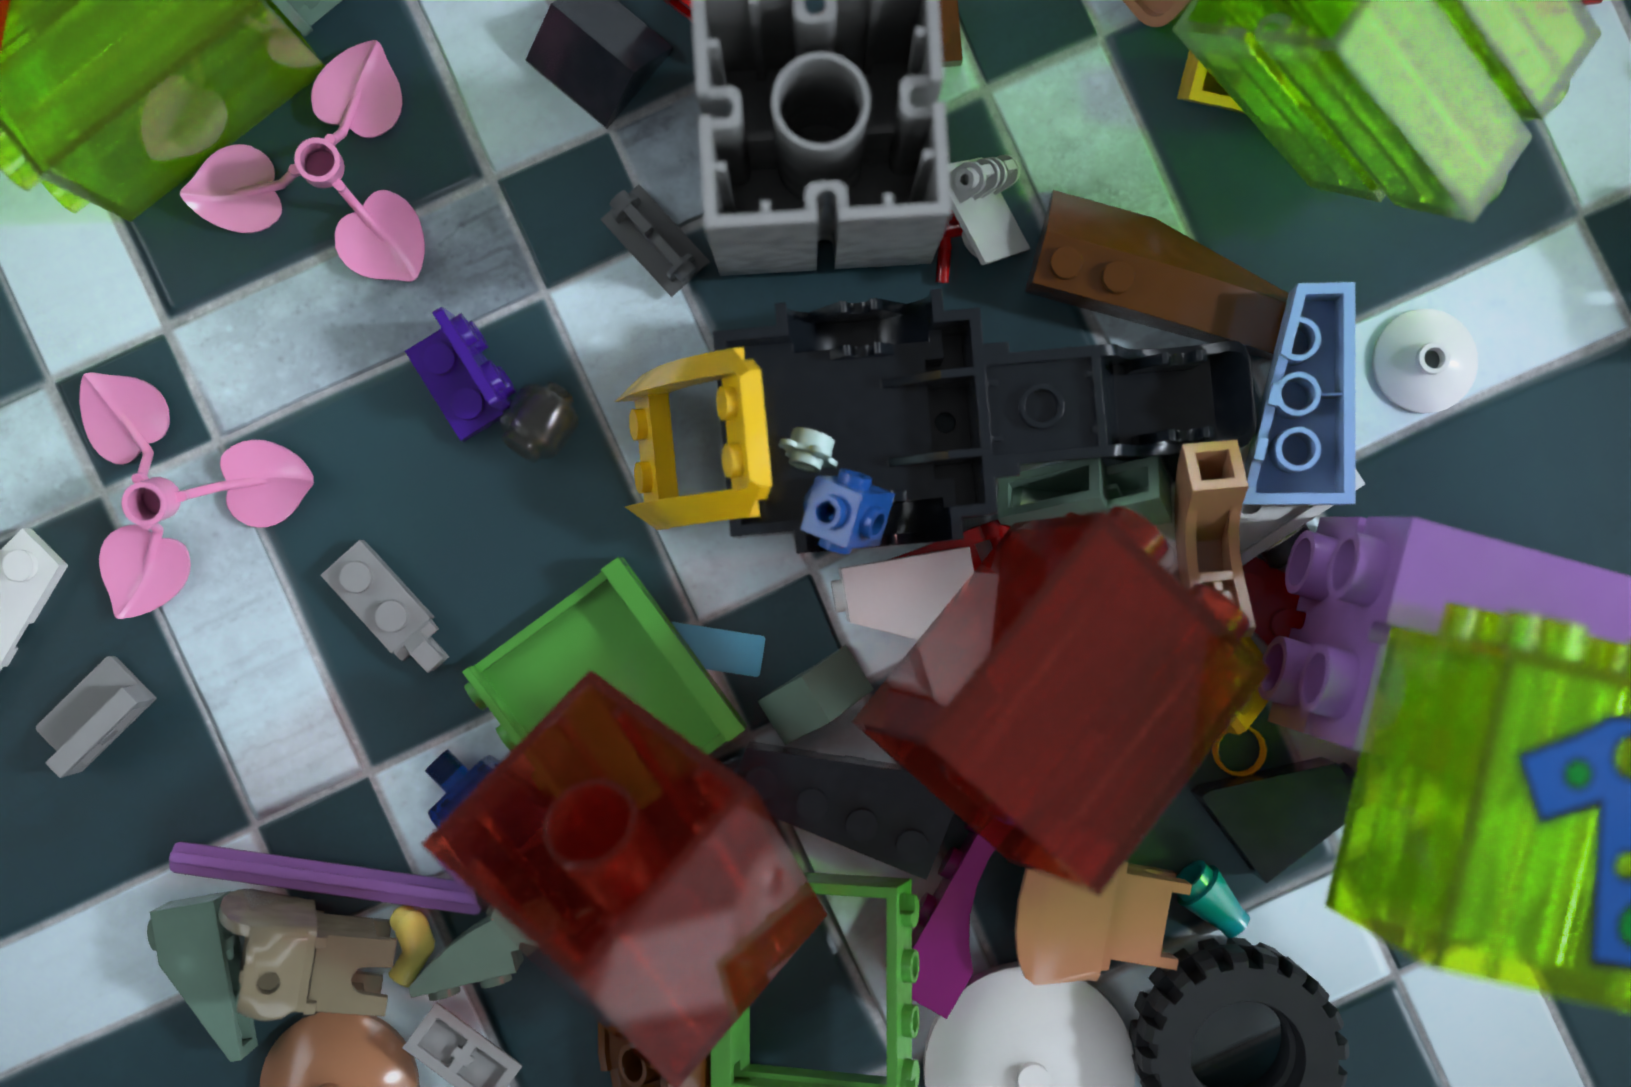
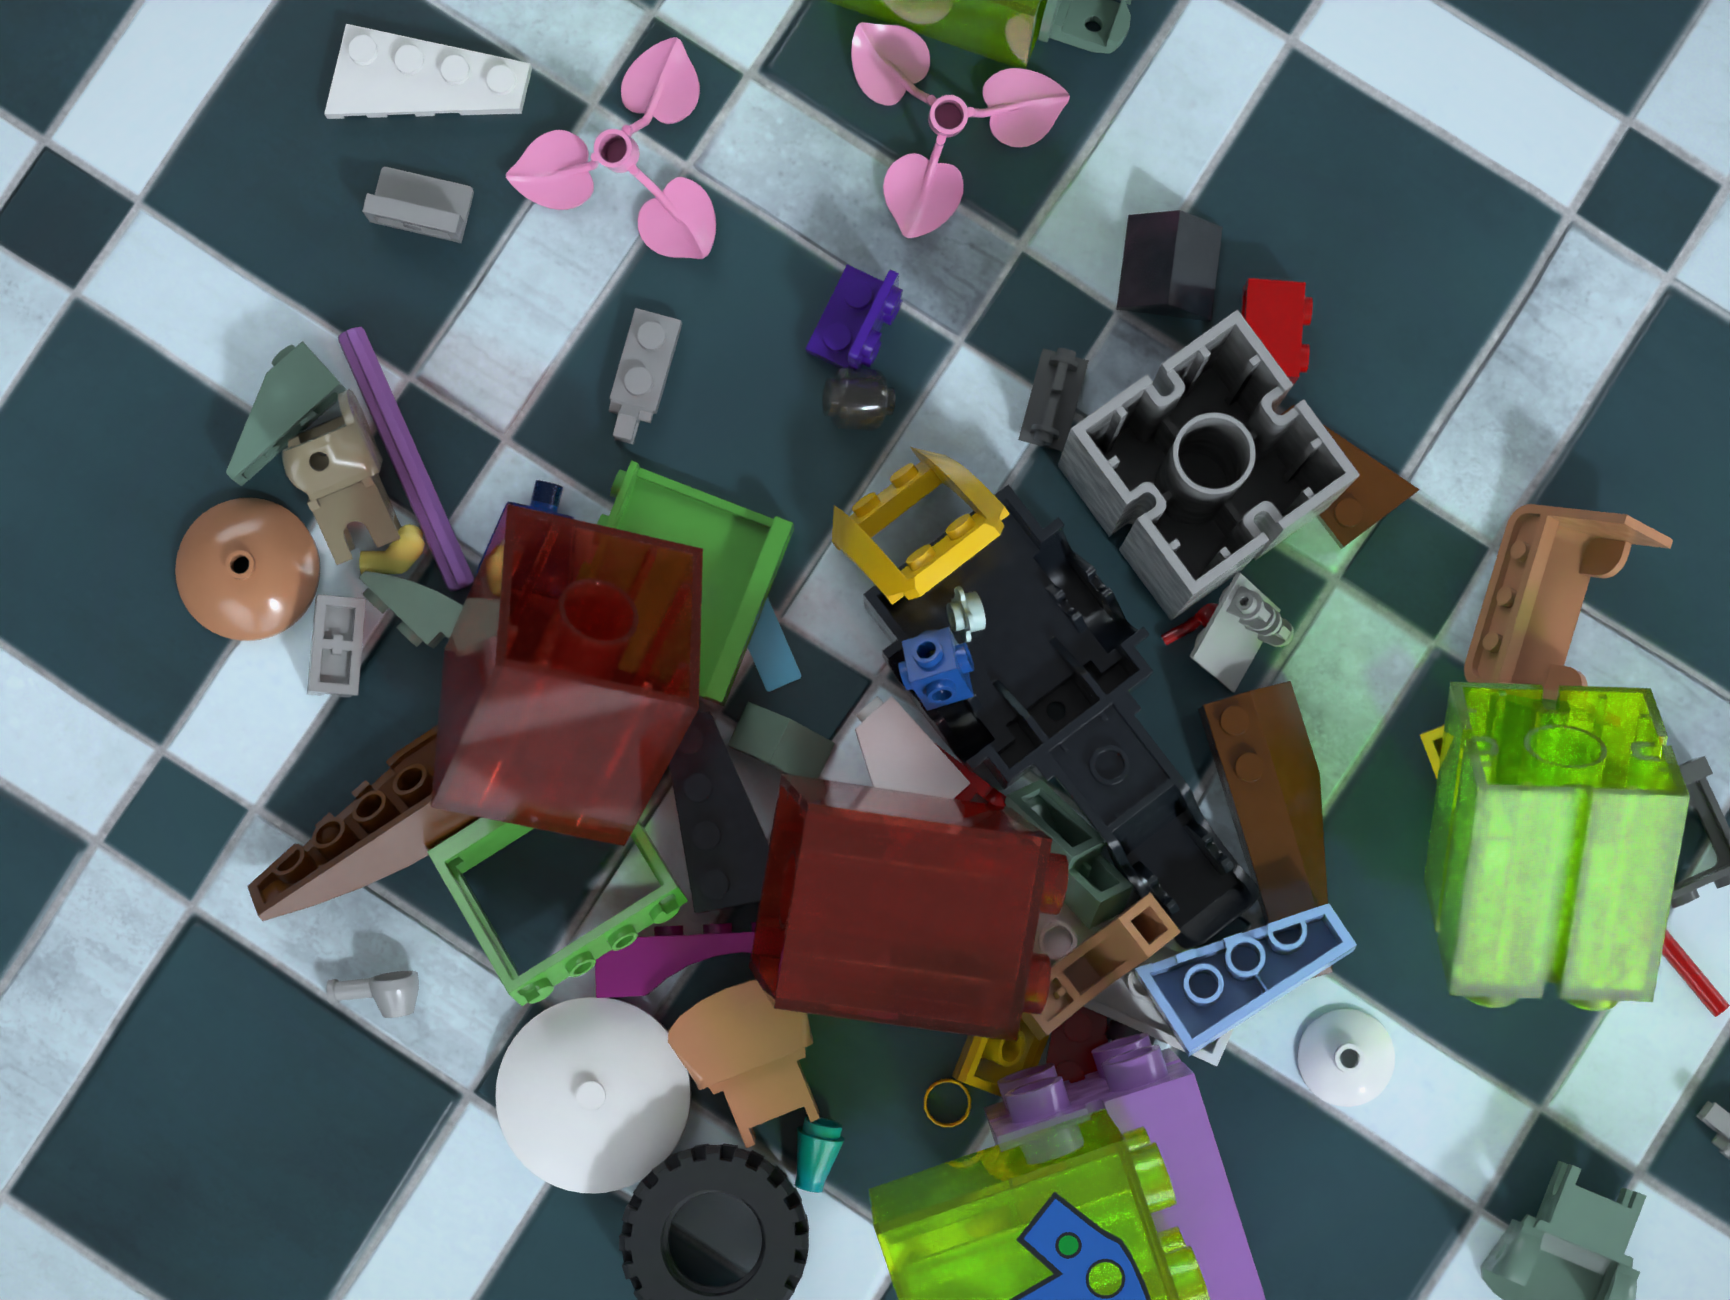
camera: 60 degrees right, 5 degrees down
(1279, 811) = (904, 1143): black slope -> none

